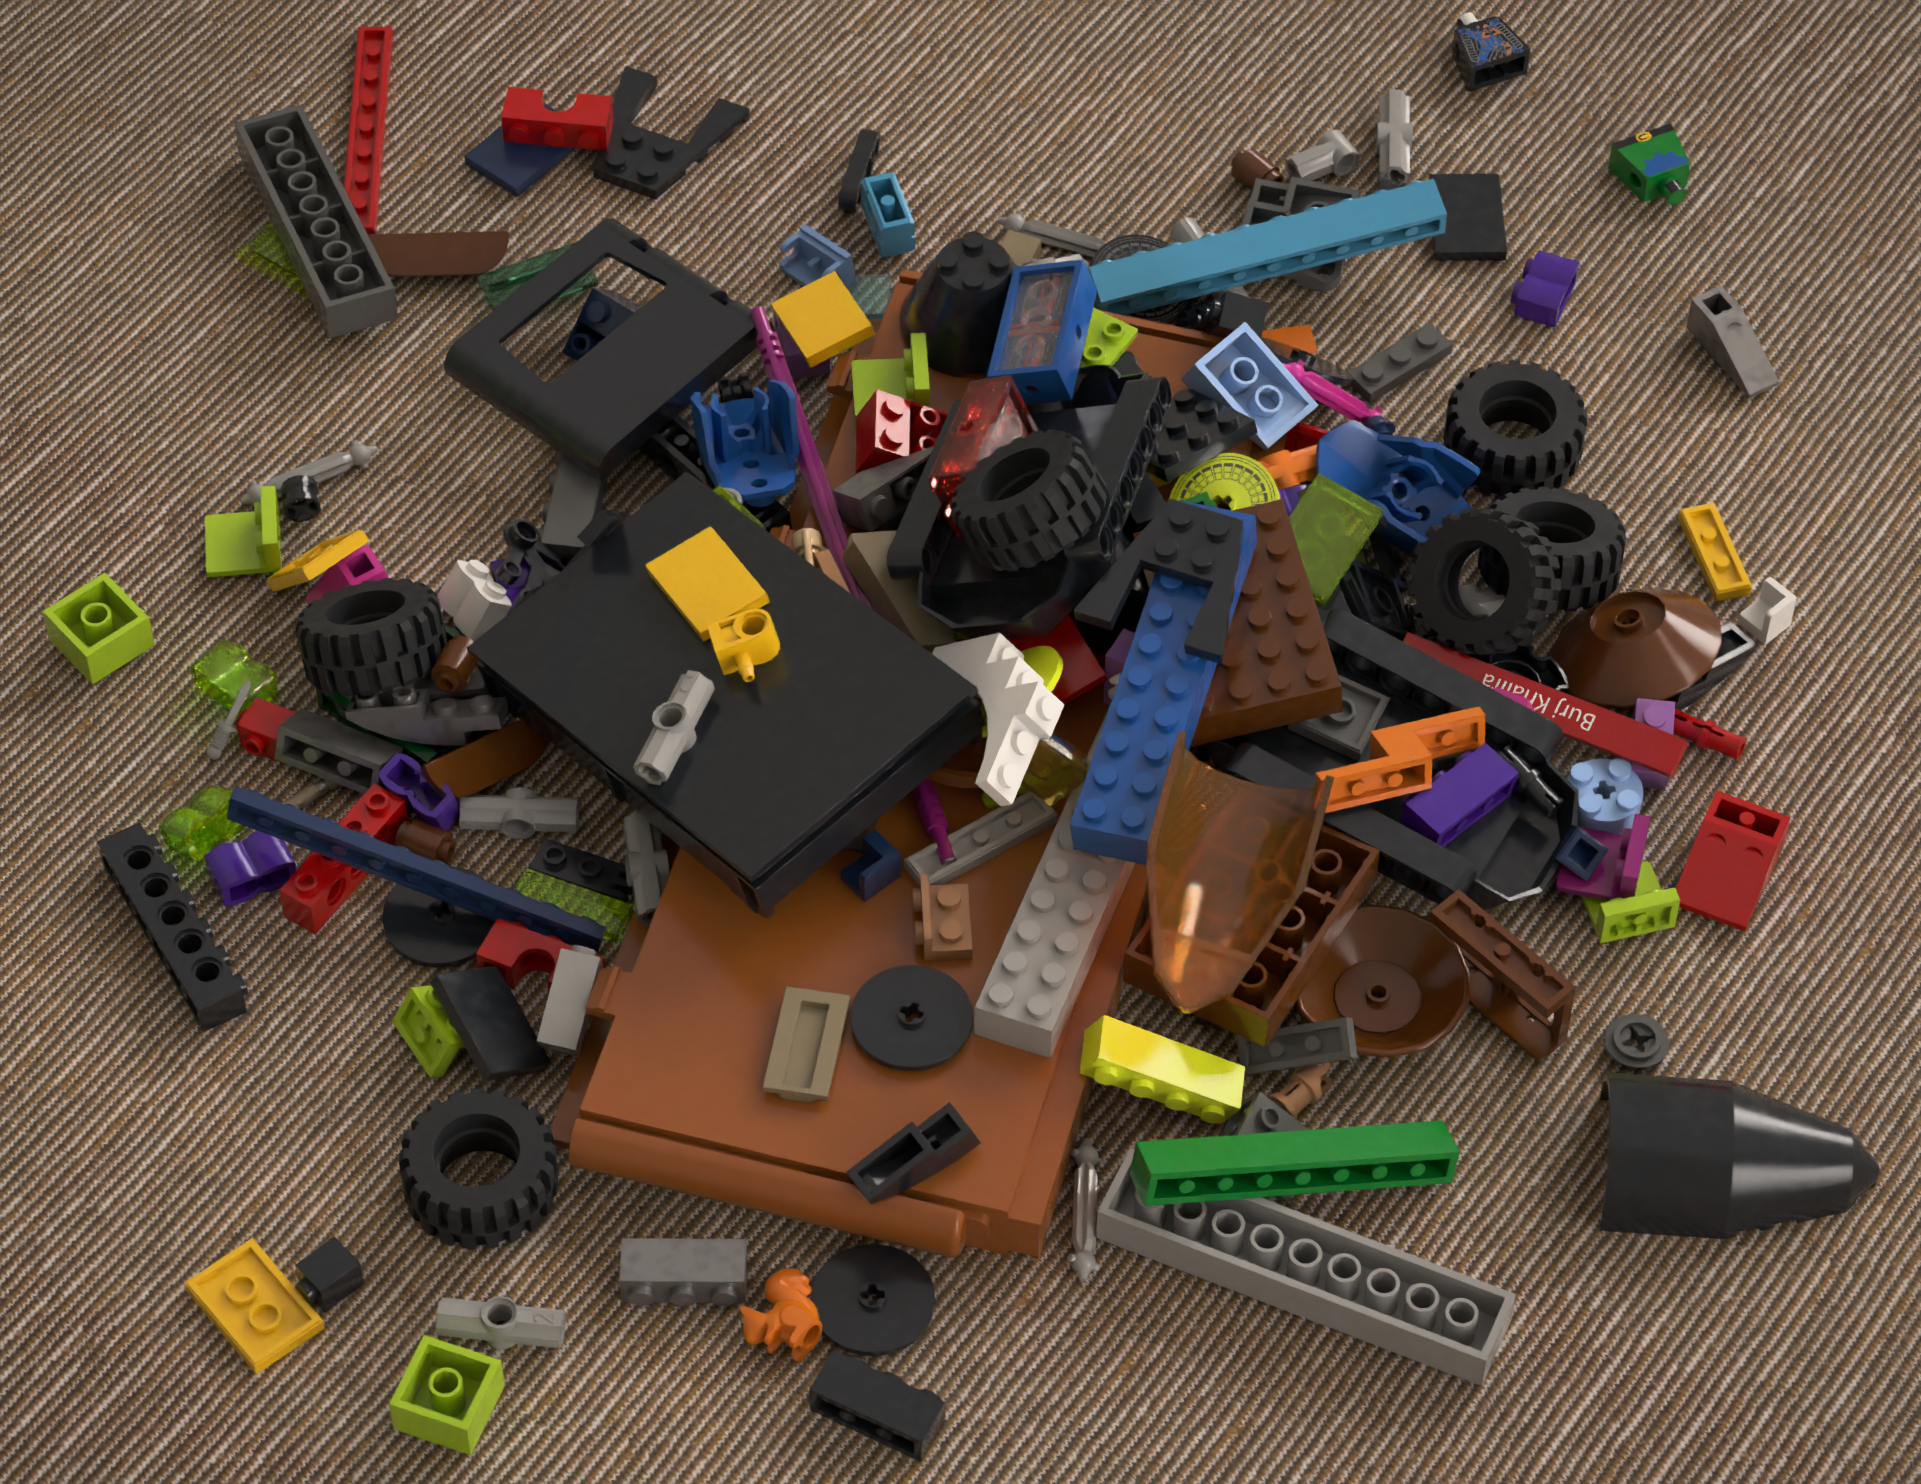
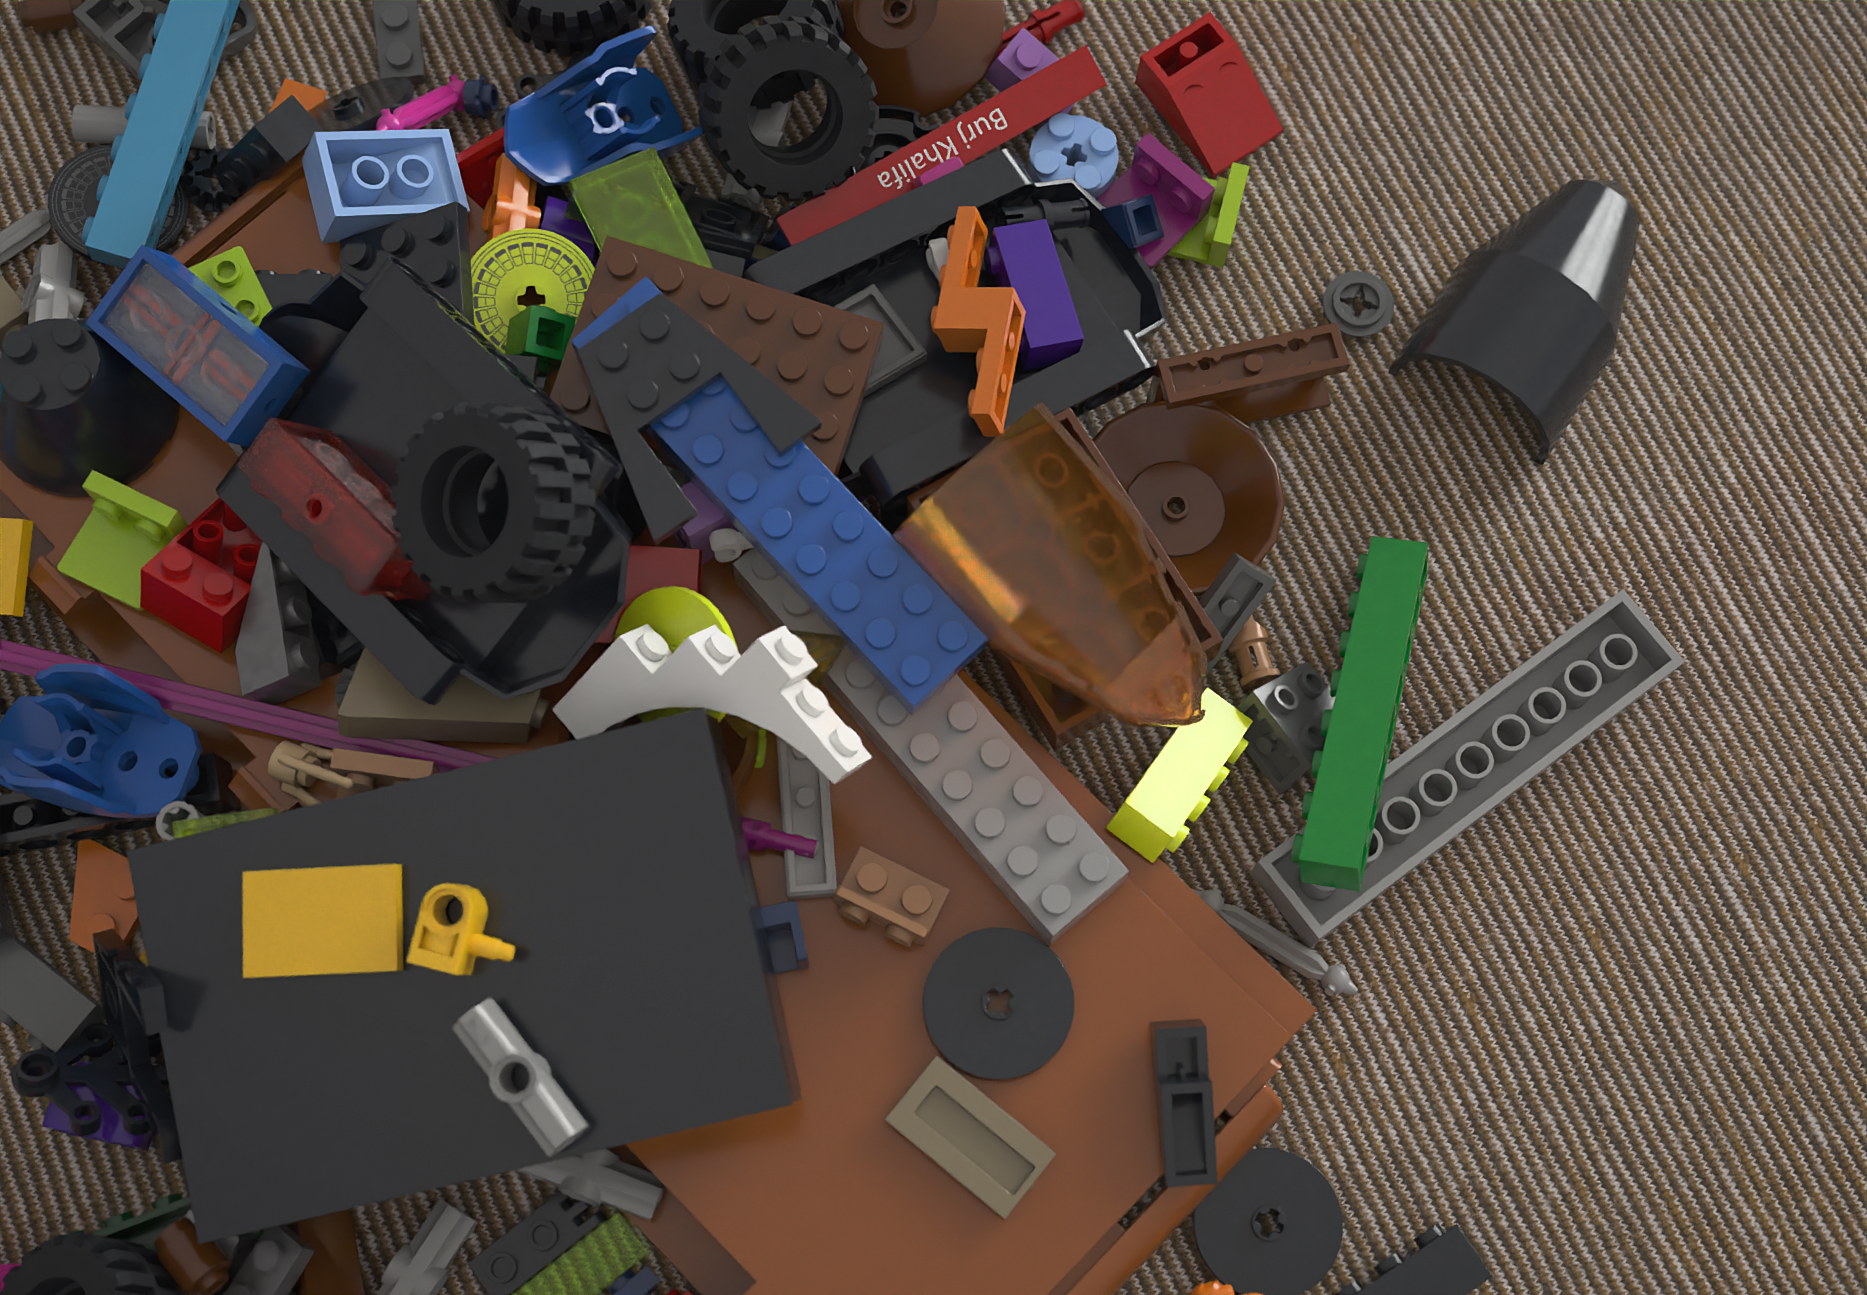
camera: 65 degrees left, 20 degrees up
(473, 598) = (86, 1175): white brick -> none

